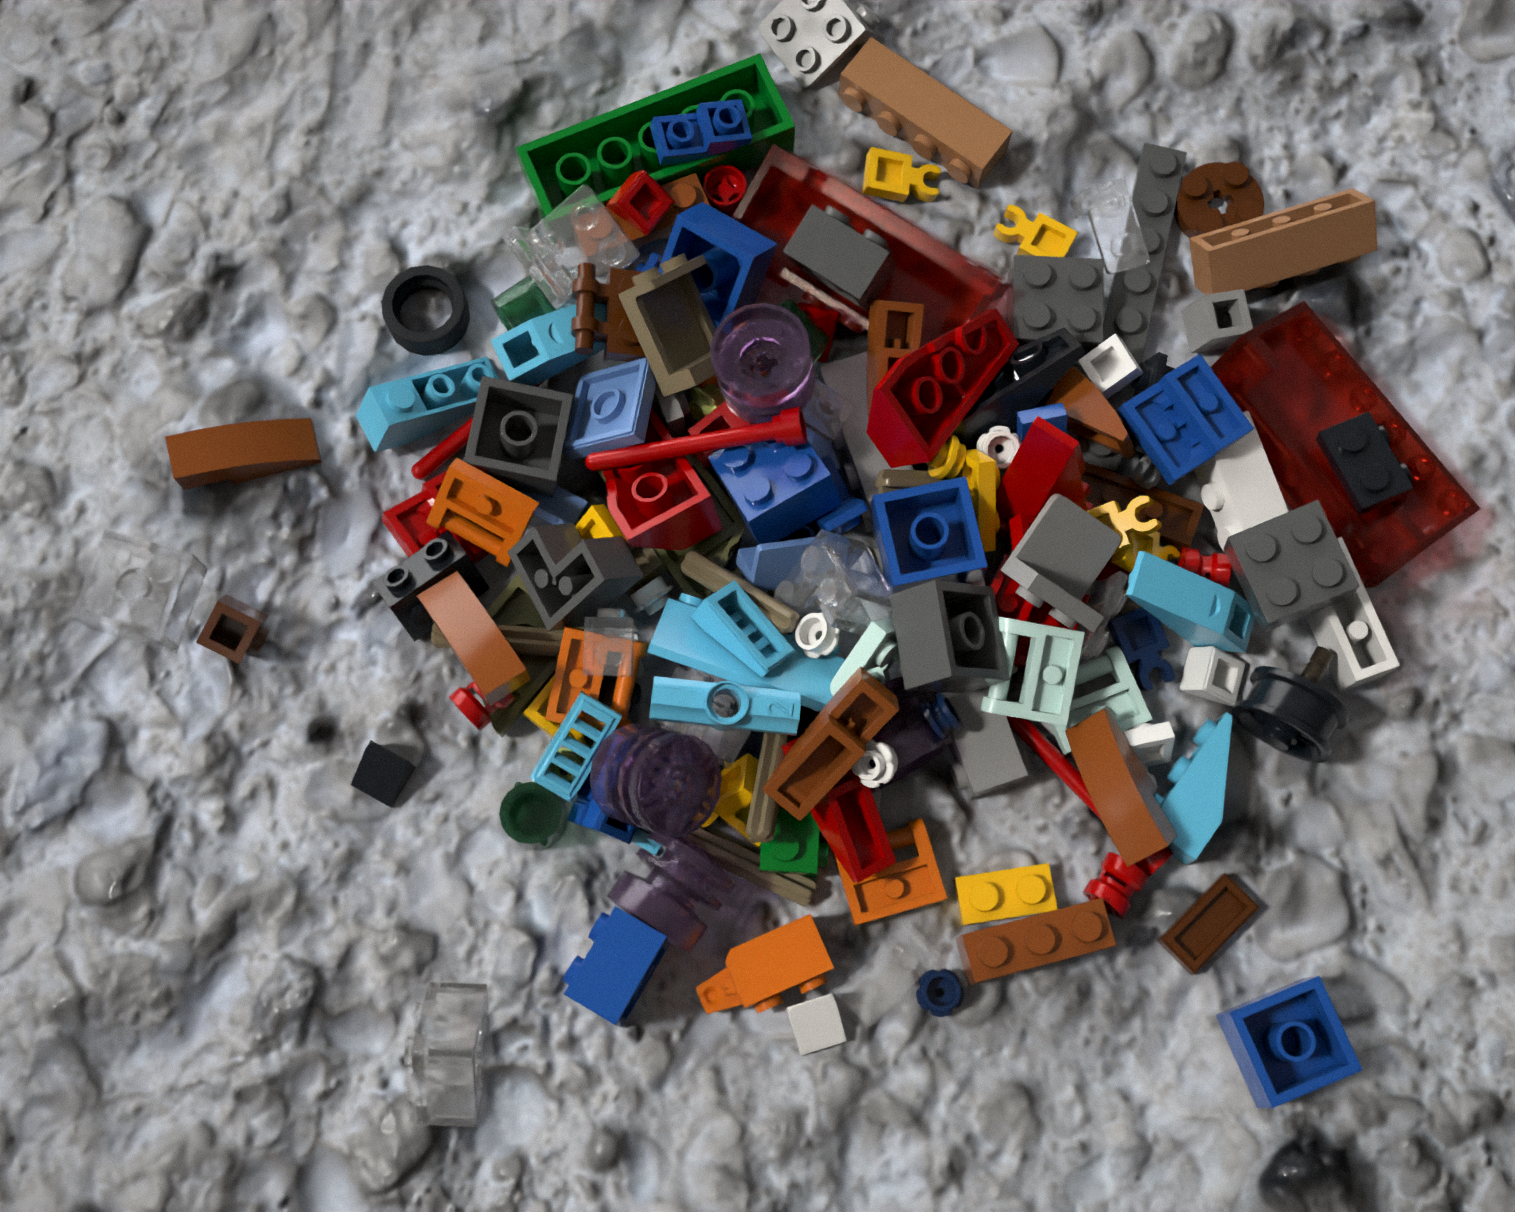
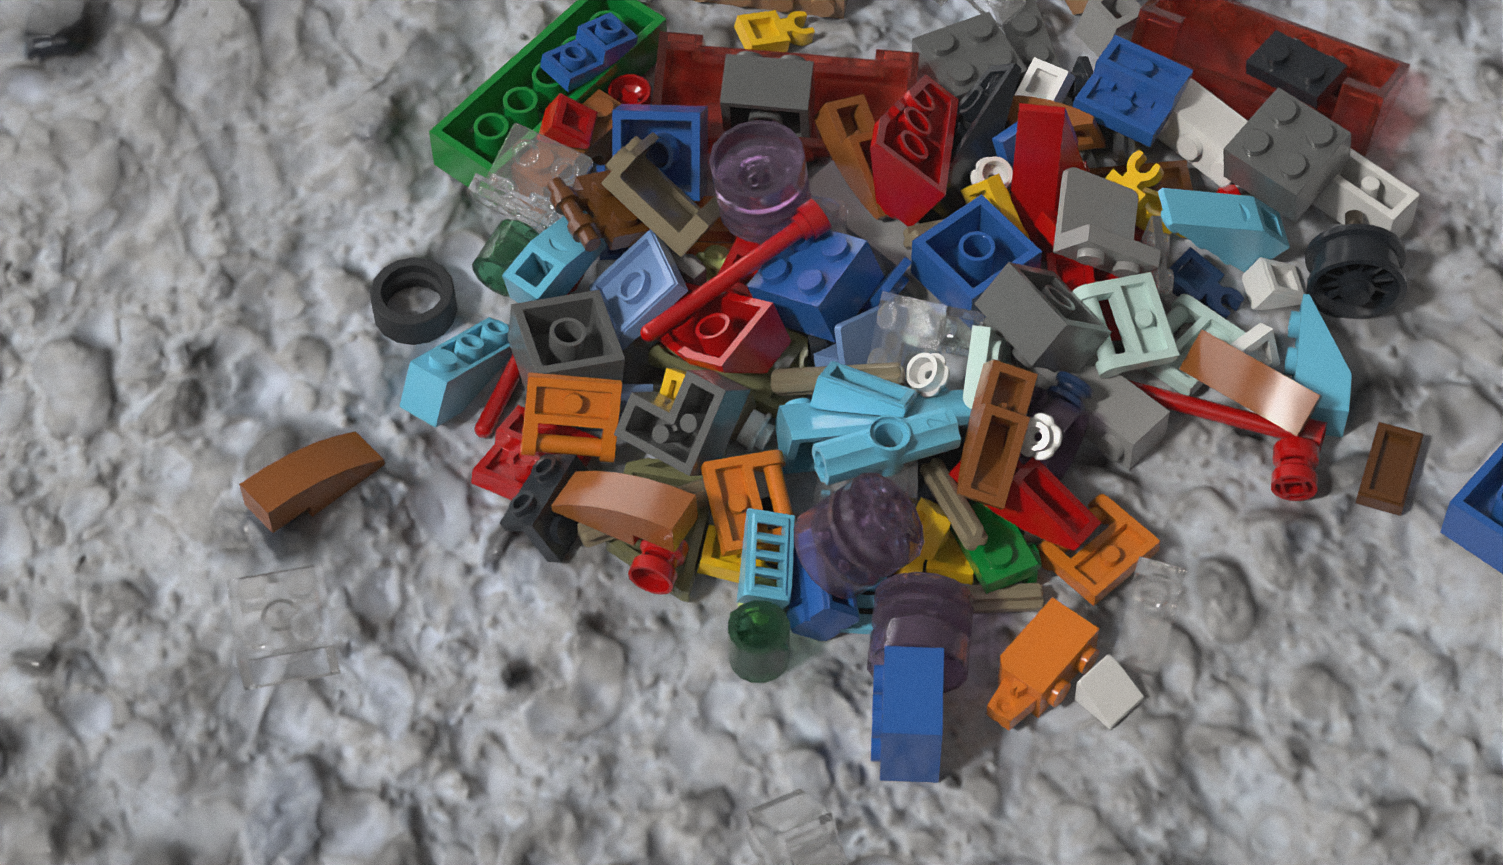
camera: 25 degrees left, 20 degrees down
(234, 629) = (393, 613): reddish brown brick -> none
(382, 774) = (597, 675): black slope -> none
(609, 643) = (753, 454): clear bracket -> none
(948, 459) = (957, 196): yellow plate -> none
(952, 996) = (1202, 609): dark blue plate -> none
(1005, 894) = (1206, 523): yellow plate -> none
(1035, 941) = (1274, 520): dark orange arch -> none
(1036, 238) = (921, 21): yellow plate -> none

